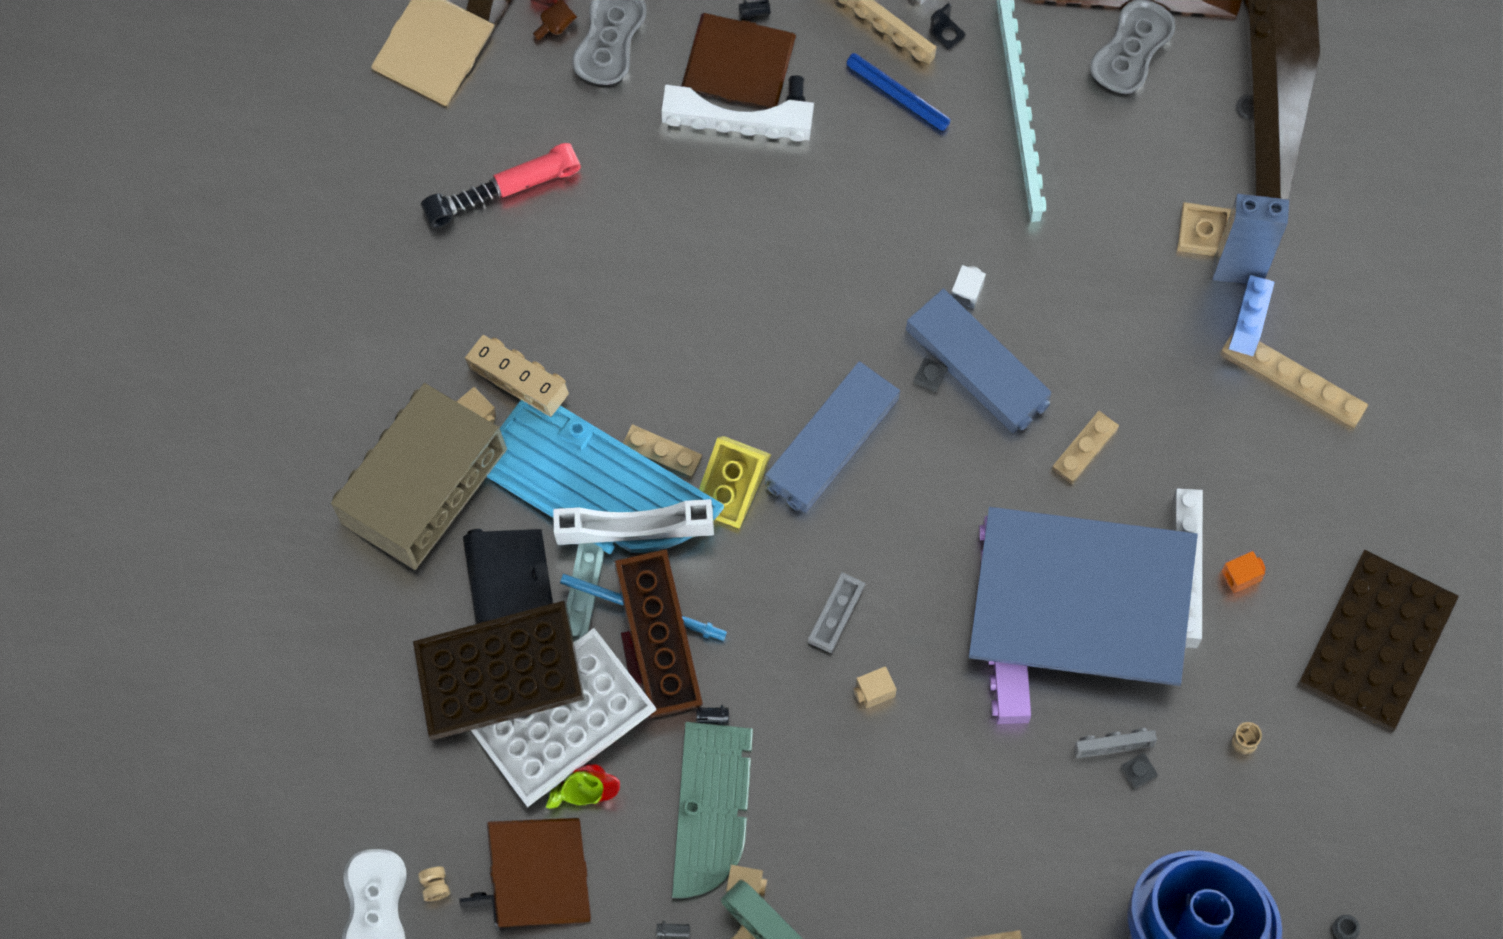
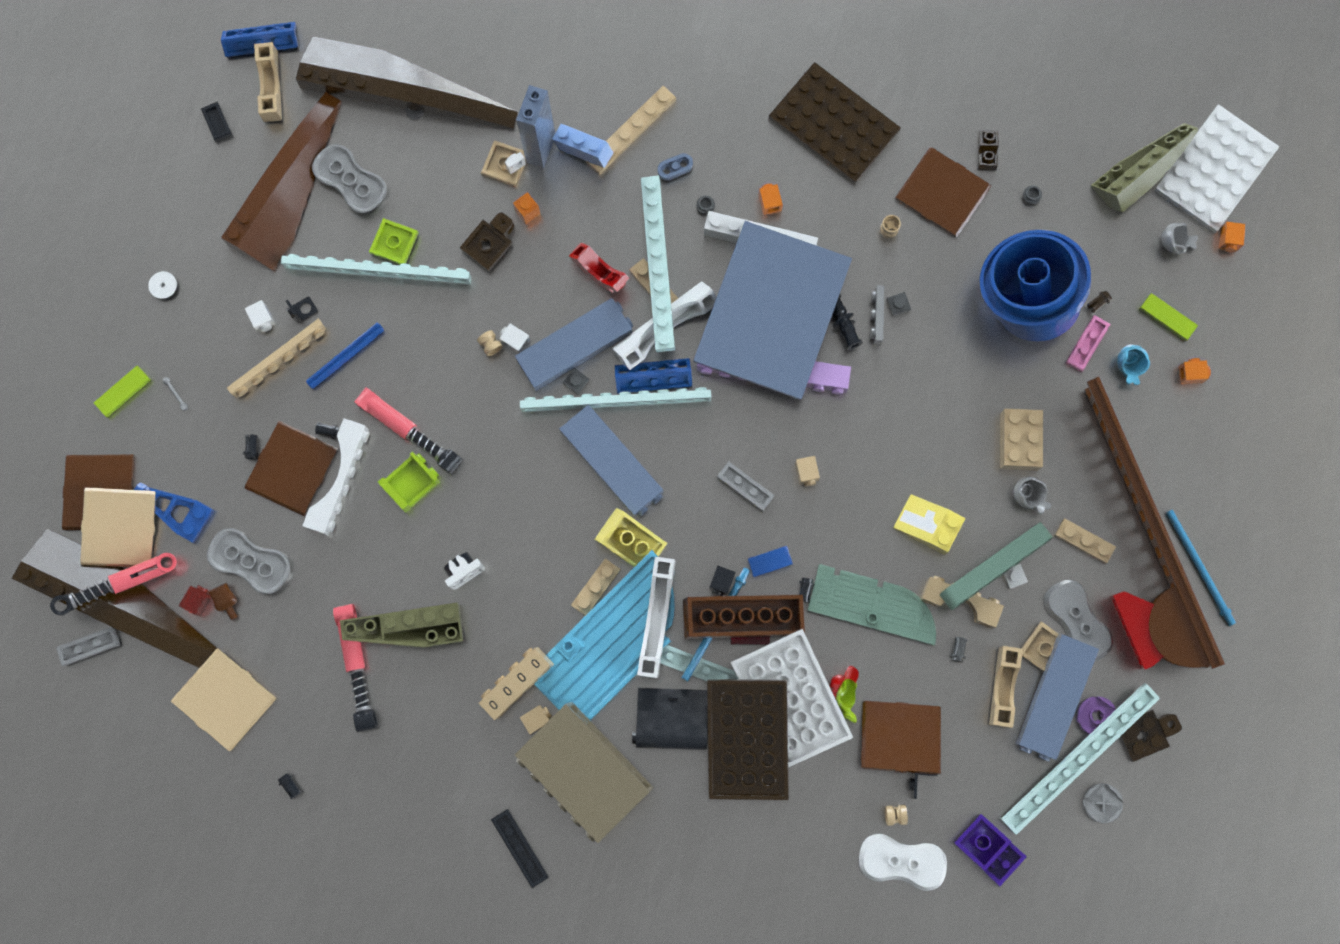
camera: 75 degrees left, 10 degrees up
(310, 425) = (520, 848): none -> black tile
(340, 142) = (289, 785): none -> black pin
(562, 235) = (408, 628): none -> olive wedge
(647, 282) = (462, 570): none -> white piece
(701, 604) = (722, 581): none -> black brick
(741, 662) = (770, 561): none -> blue slope
(749, 200) = (410, 482): none -> lime panel
(837, 863) = (929, 524): none -> light yellow slope
(840, 137) = (406, 429): none -> piece
(919, 437) = (608, 400): none -> light aqua plate
(955, 258) = (489, 343): none -> tan wheel
(956, 467) = (654, 378): none -> blue fence
(998, 439) = (638, 344): none -> white arch
(1062, 117) = (393, 242): none -> lime plate
(1088, 368) = (597, 269): none -> red arch
(1091, 698) = (845, 325): none -> black piece
(1105, 232) = (495, 234): none -> dark brown plate
(1113, 441) = (657, 264): none -> light aqua plate
(1148, 265) = (526, 208): none -> orange brick
(1205, 237) = (515, 162): none -> white plate
(1214, 491) = (705, 204): none -> dark grey plate
(1259, 441) = (673, 165): none -> sand blue plate
(1318, 805) = (943, 192): none -> reddish brown piece
(1396, 855) = (987, 149): none -> dark brown slope

